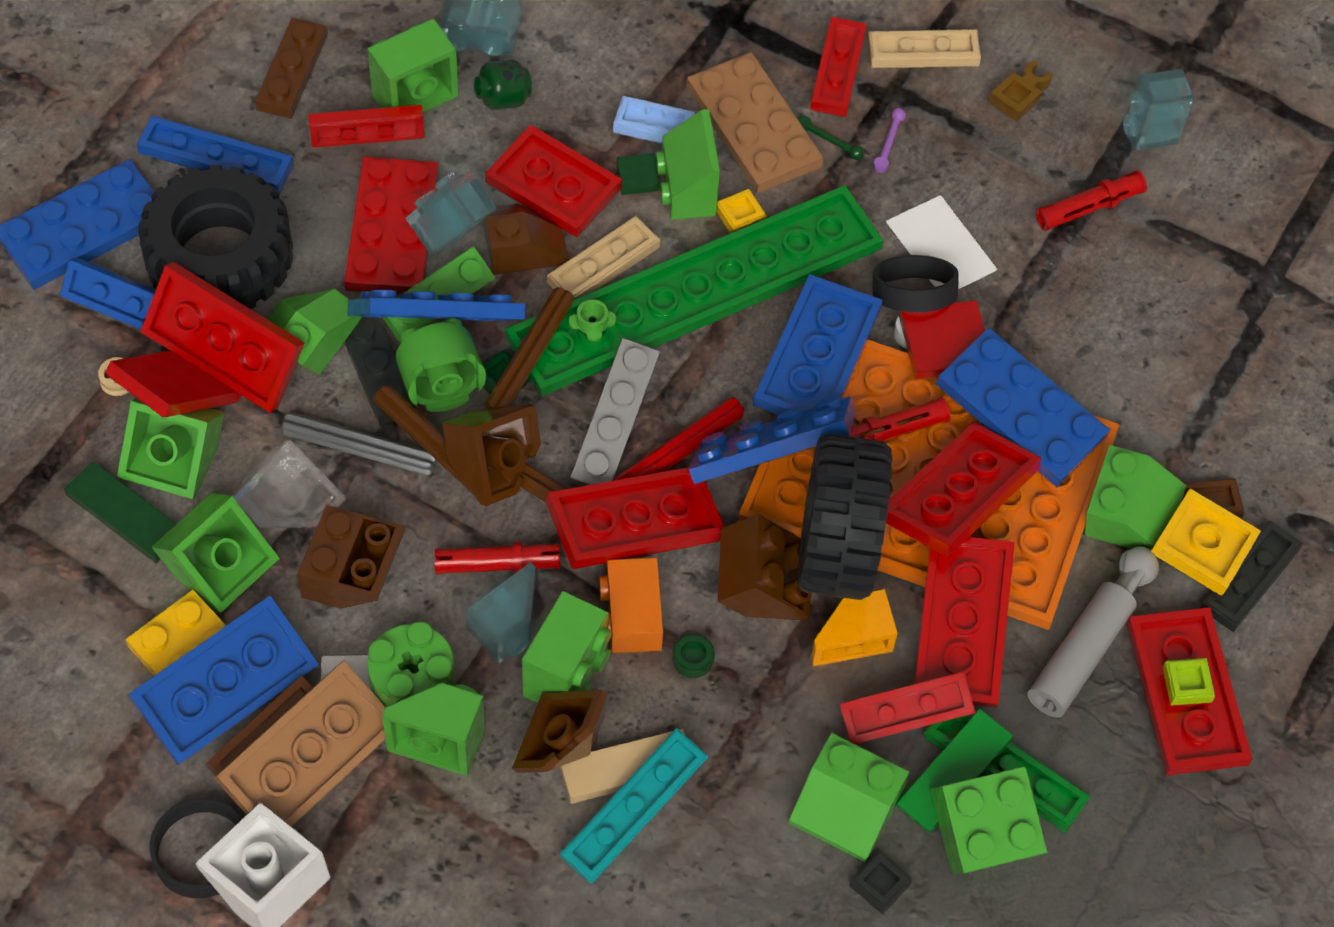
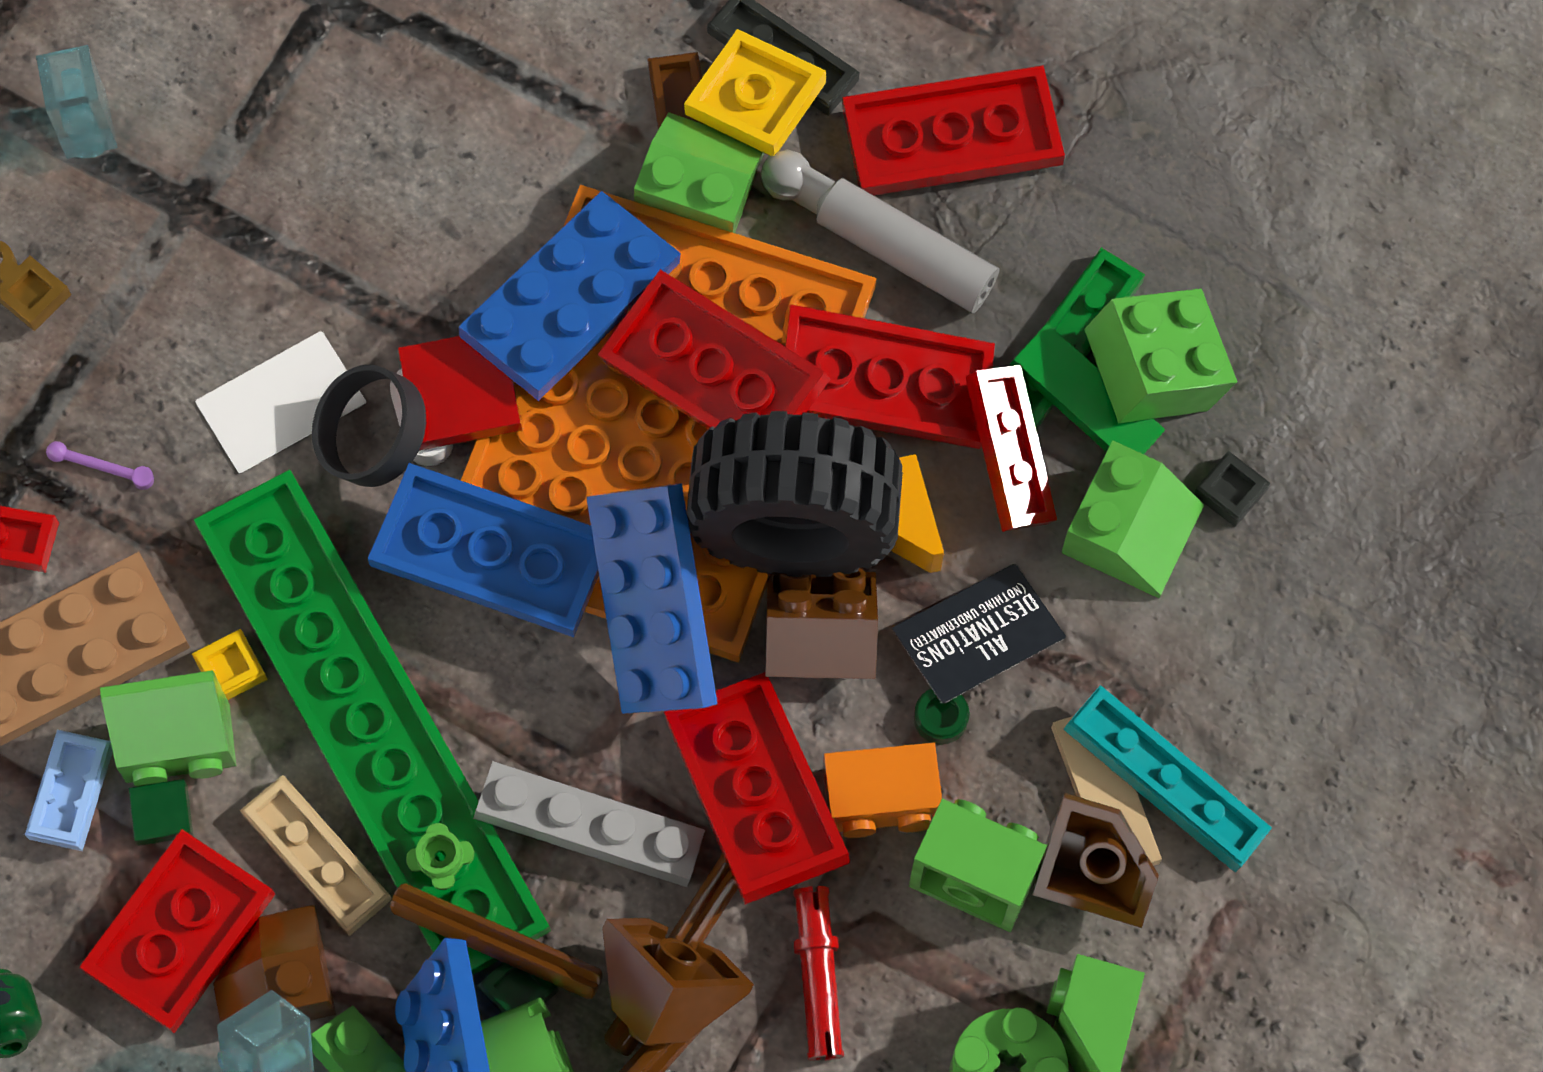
camera: 90 degrees left, 10 degrees up
(505, 615) = (907, 951): clear light blue slope -> none
(687, 440) = (627, 740): red axle -> none
(758, 685) = (978, 633): none -> black sticker
(855, 152) = (121, 511): dark green hinge -> none
(931, 412) = (597, 440): red pin -> none
(1105, 195) = (206, 187): red pin -> none
(1188, 681) = (952, 125): lime tile -> none

